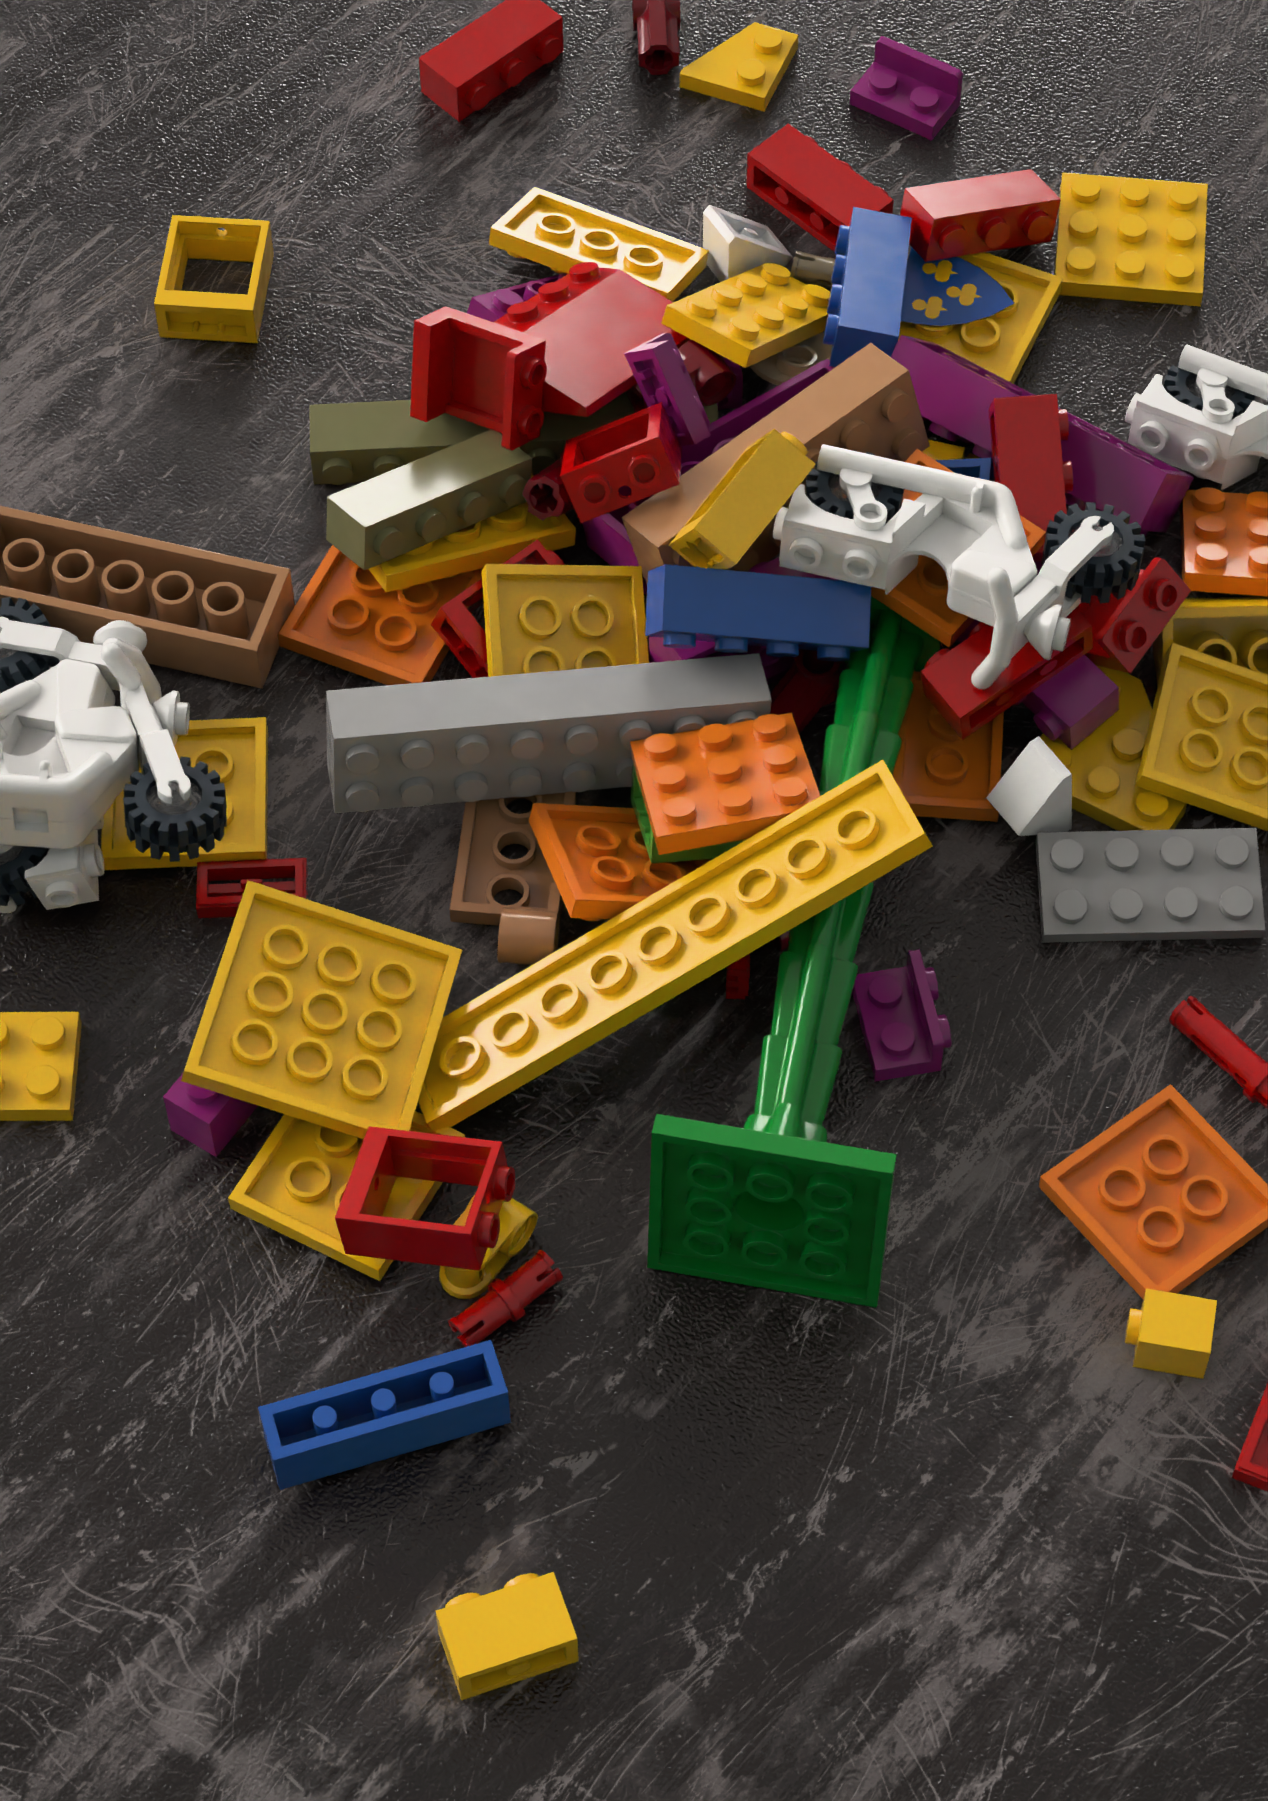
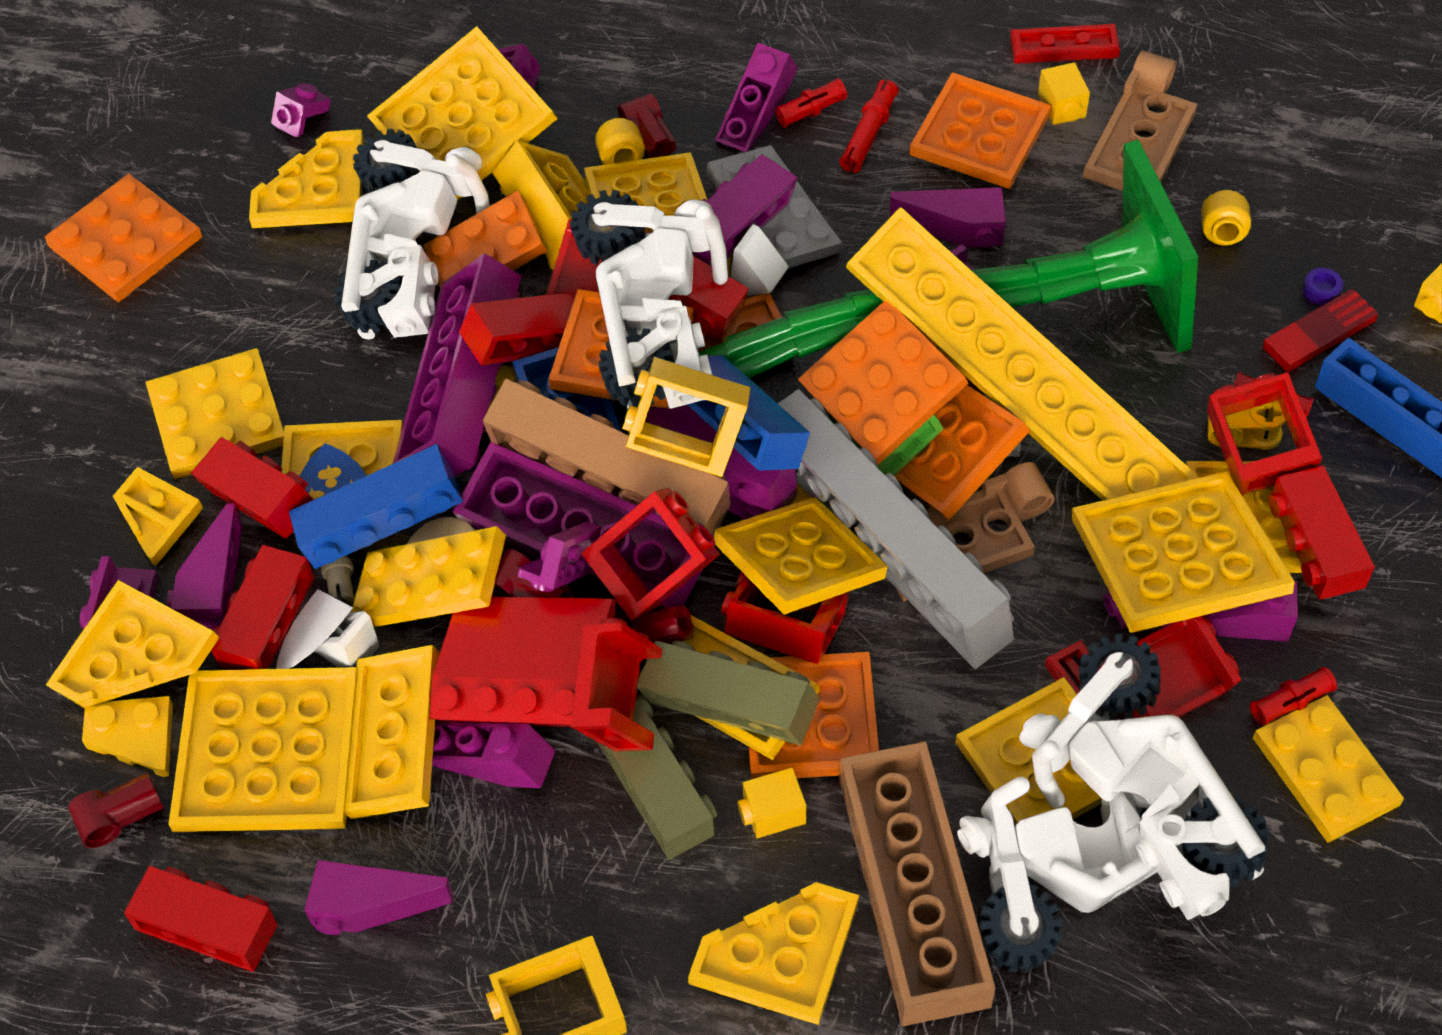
camera: 115 degrees left, 0 degrees up
(92, 1074) = (1293, 696): none -> red pin
(140, 468) = (780, 953): none -> yellow plate
(185, 947) = (1191, 667): none -> red panel
(254, 1194) = (1320, 533): none -> red brick
(299, 528) = (772, 803): none -> yellow brick
(434, 170) = (365, 897): none -> magenta slope
(578, 1435) = (1319, 330): none -> tile
(649, 1486) = (1322, 286): none -> dark purple tile
(651, 149) = (264, 750): none -> yellow plate
(770, 224) = (311, 628): none -> white sticker
(826, 1413) = (1226, 217): none -> yellow head
(829, 67) = (130, 648): none -> yellow plate
(888, 154) = (209, 572): none -> magenta slope
(1010, 1084) = (956, 215): none -> magenta slope
(1014, 143) = (155, 512): none -> yellow wing
(1111, 773) = (750, 198): none -> magenta brick
(1134, 1451) = (1143, 89): none -> medium nougat hinge

